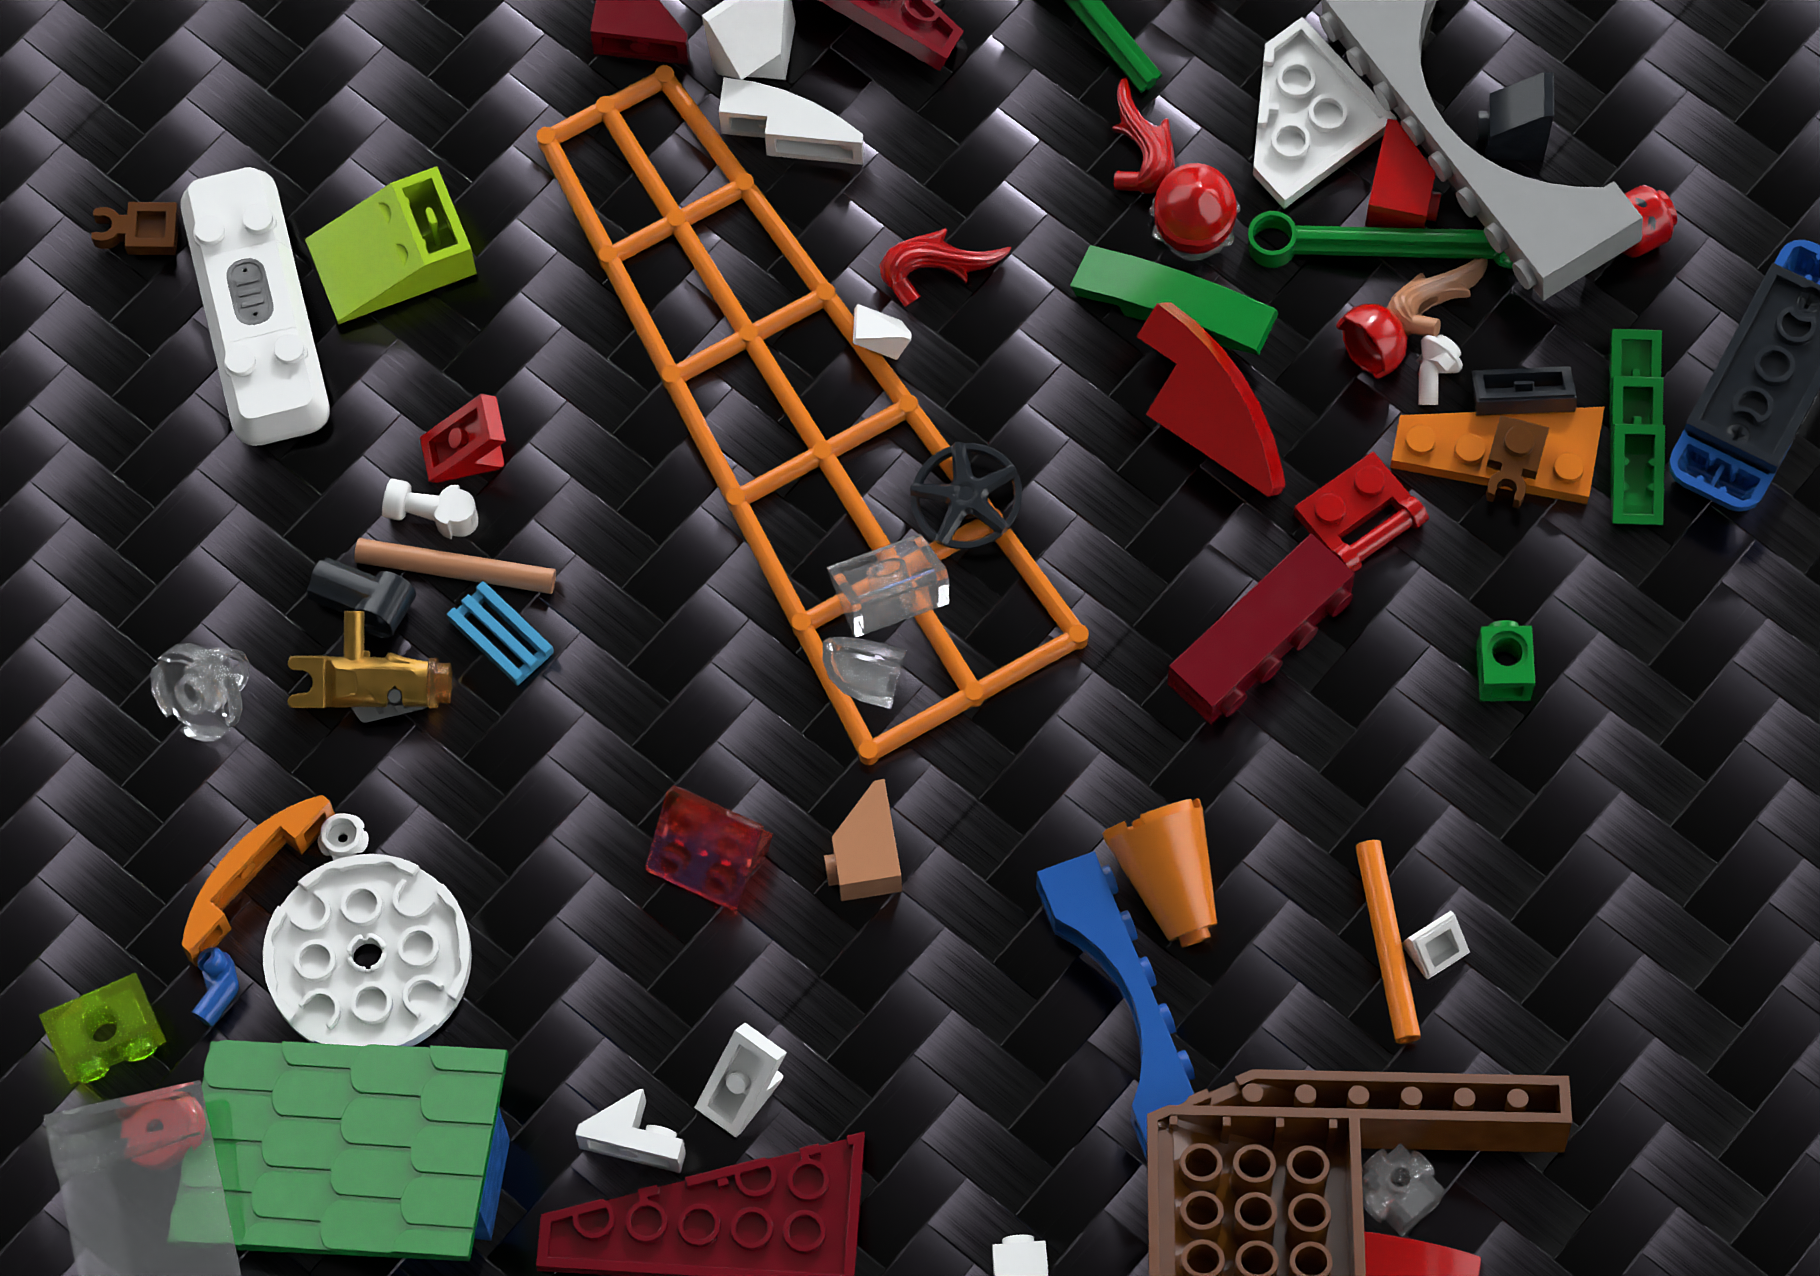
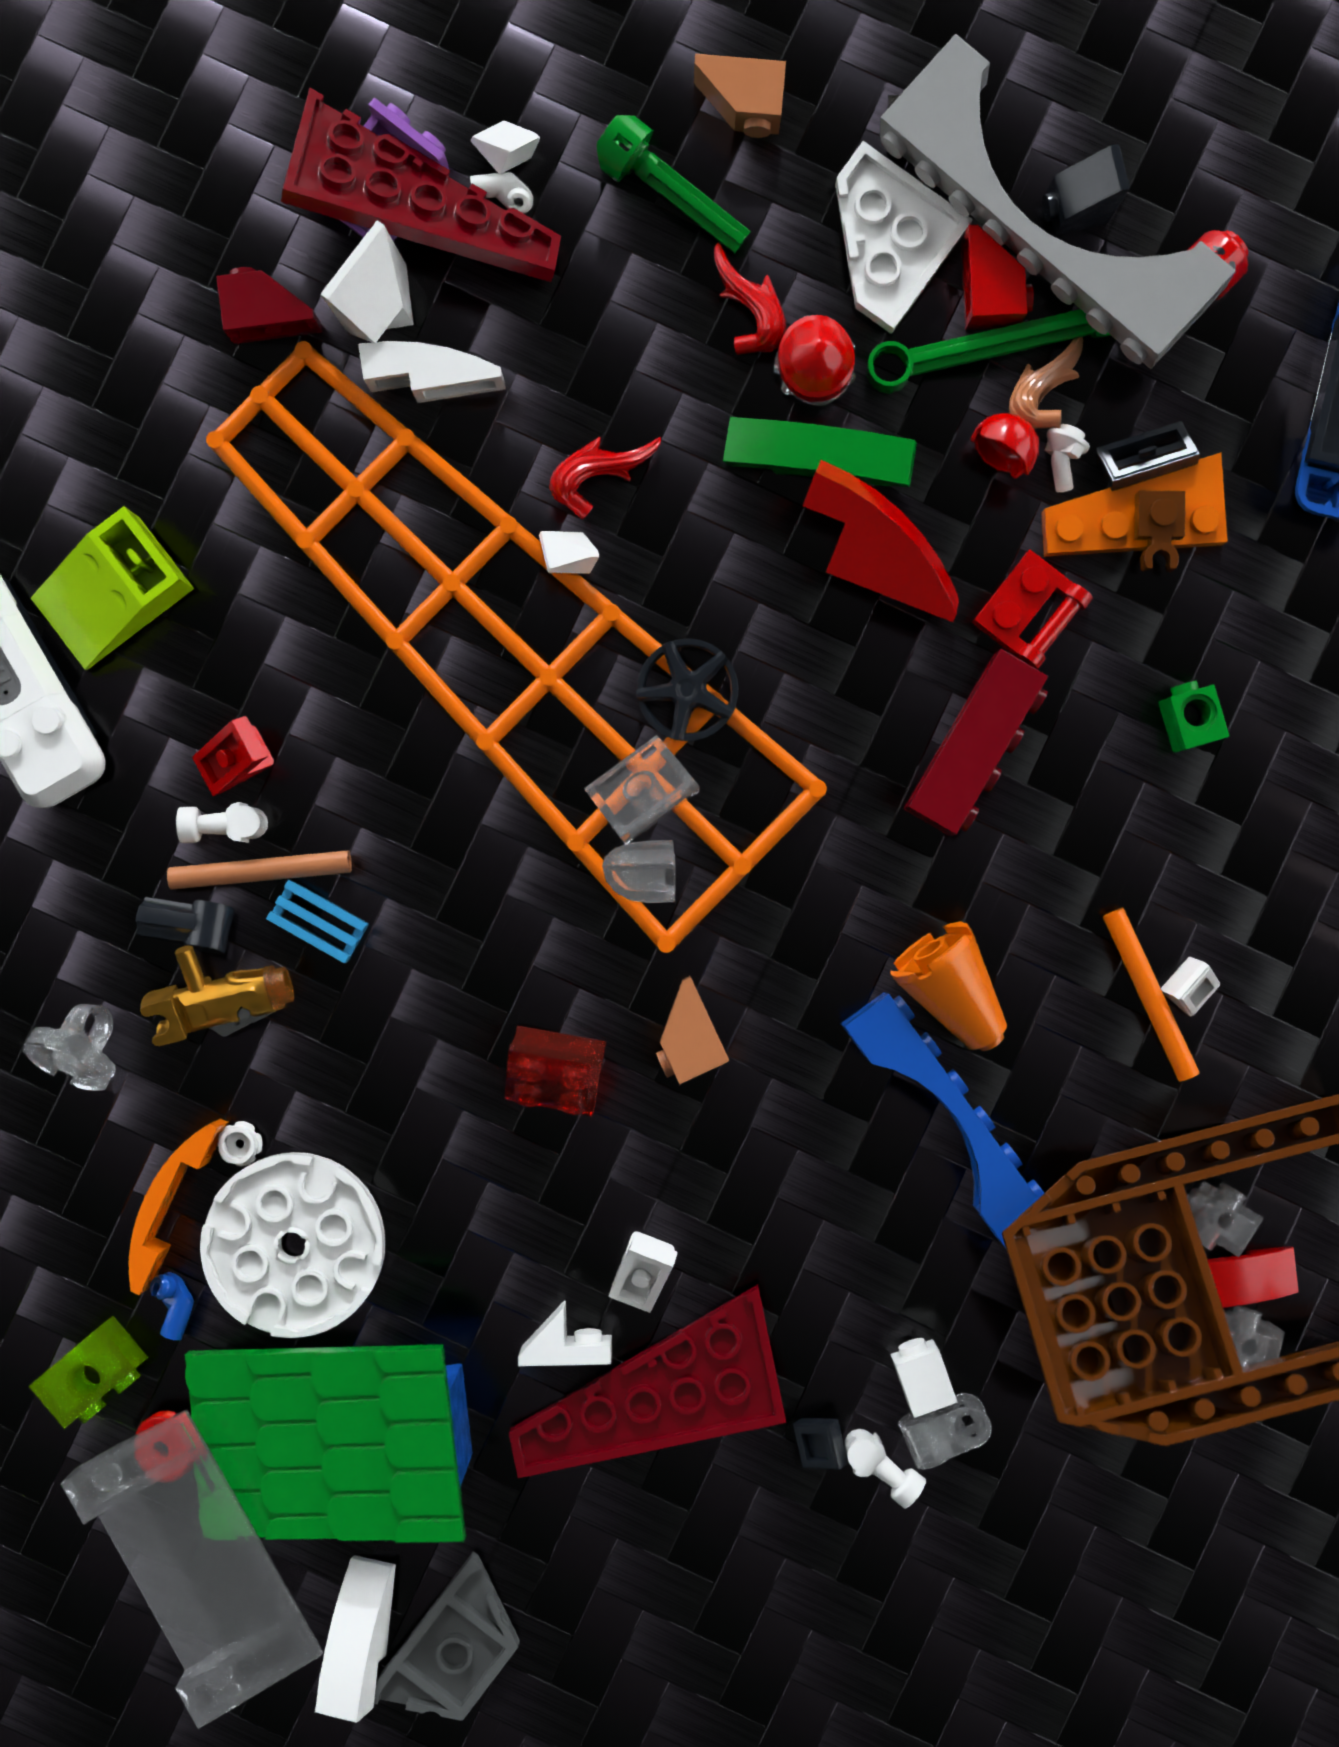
camera: 15 degrees left, 20 degrees up
(1636, 427) = (1252, 464): green slope -> none

